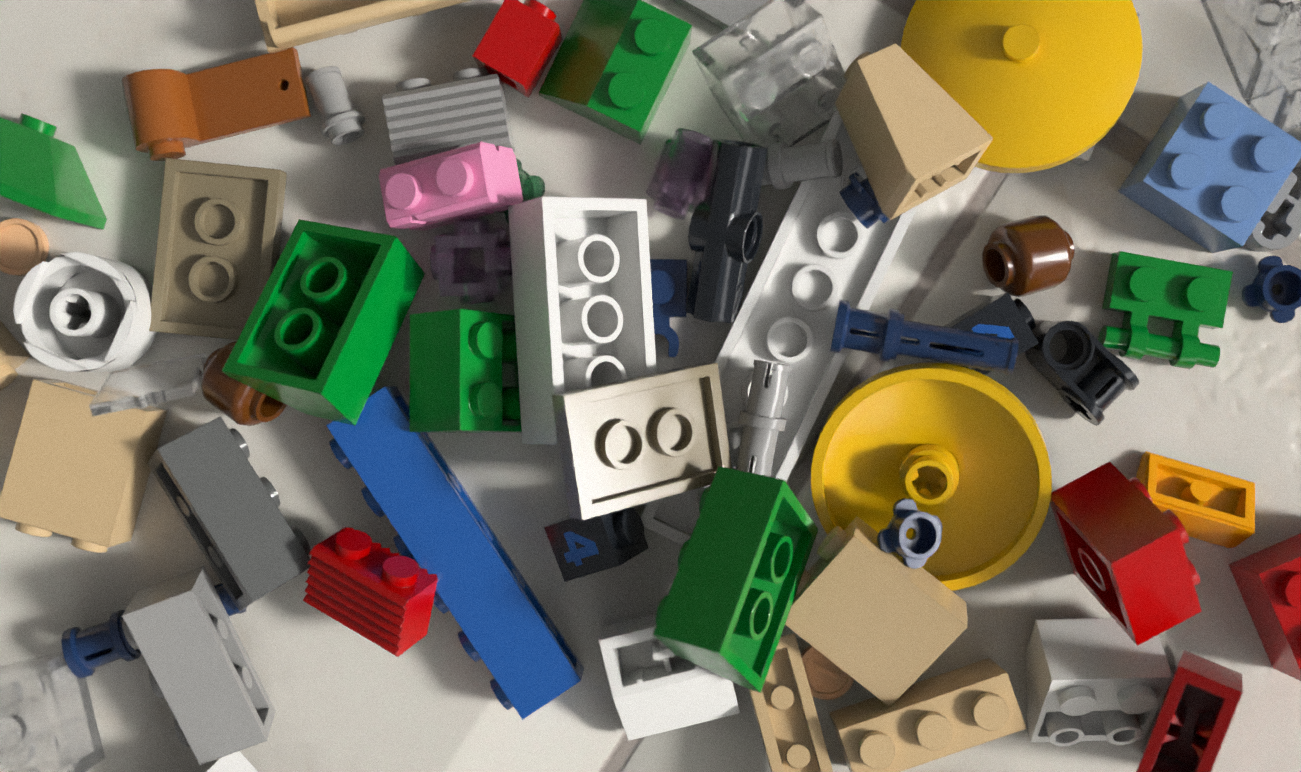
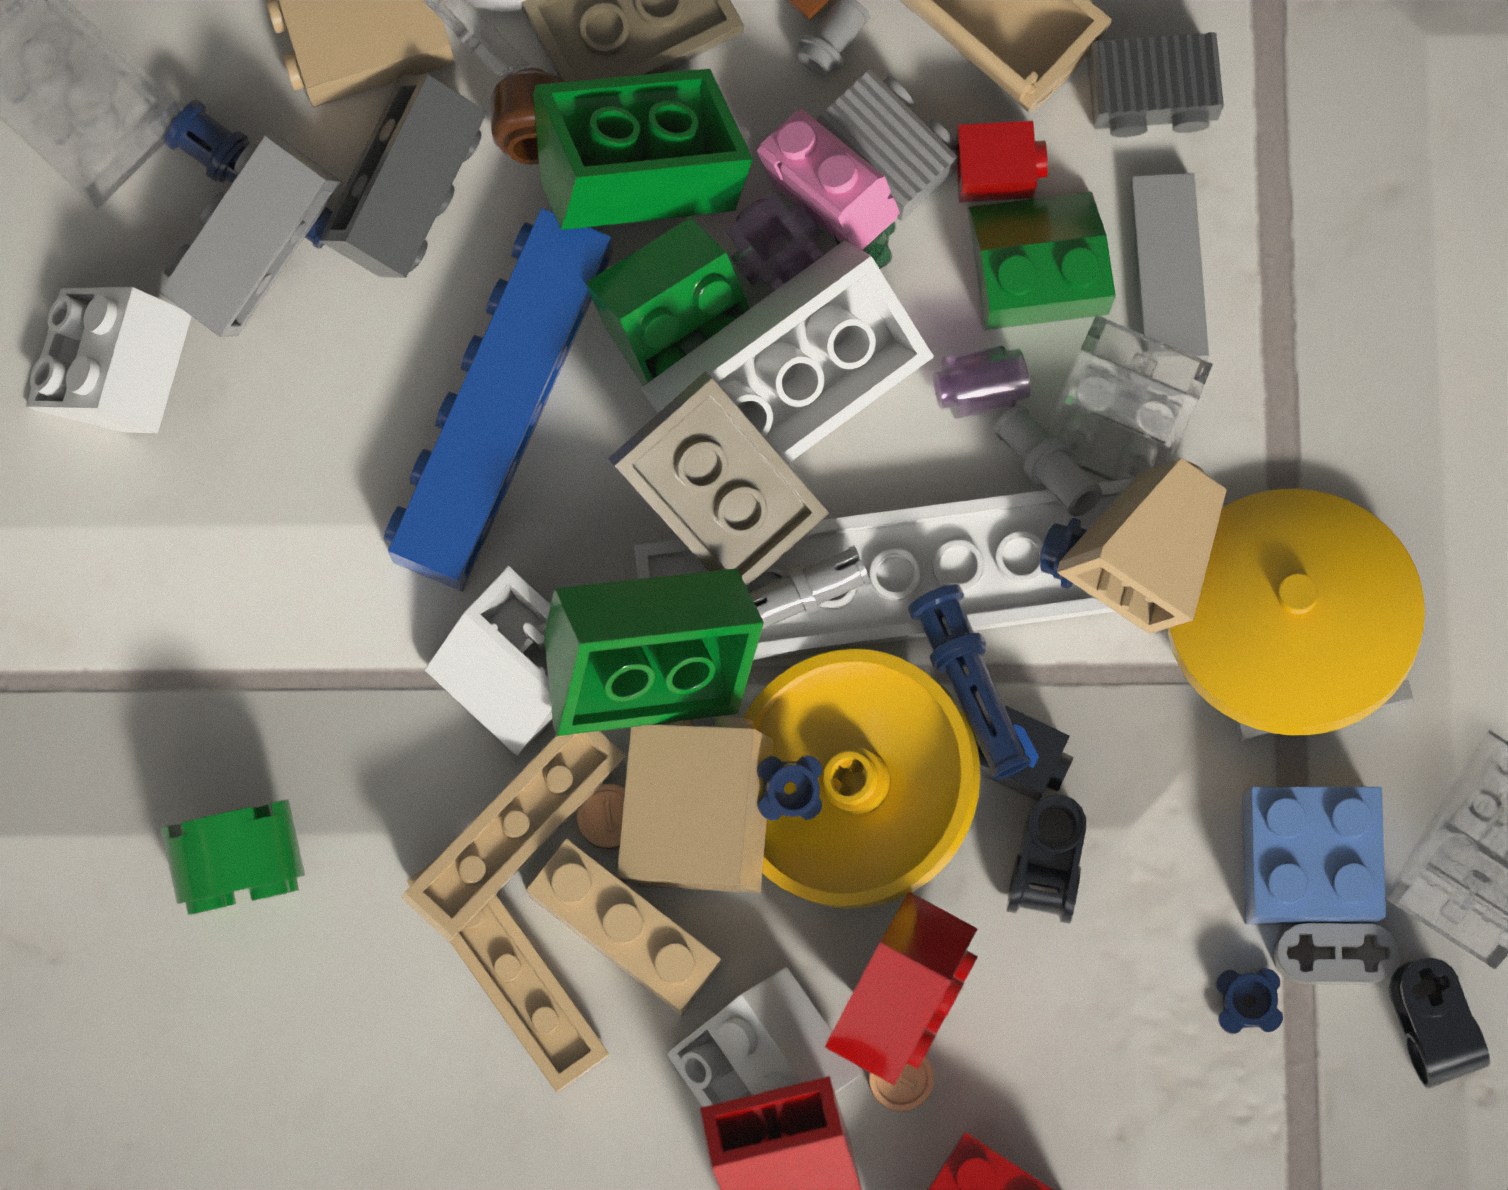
camera: 60 degrees right, 10 degrees down
(371, 590) = (418, 341): red brick -> none
(596, 542) = (597, 514): black brick -> none
(668, 297) = (857, 442): dark blue plate -> none
(726, 230) = (954, 448): black piece -> none
(1028, 256) = (1119, 741): reddish brown head -> none
(1164, 291) = (1176, 899): green plate -> none
(1206, 501) = (997, 1055): light orange slope -> none

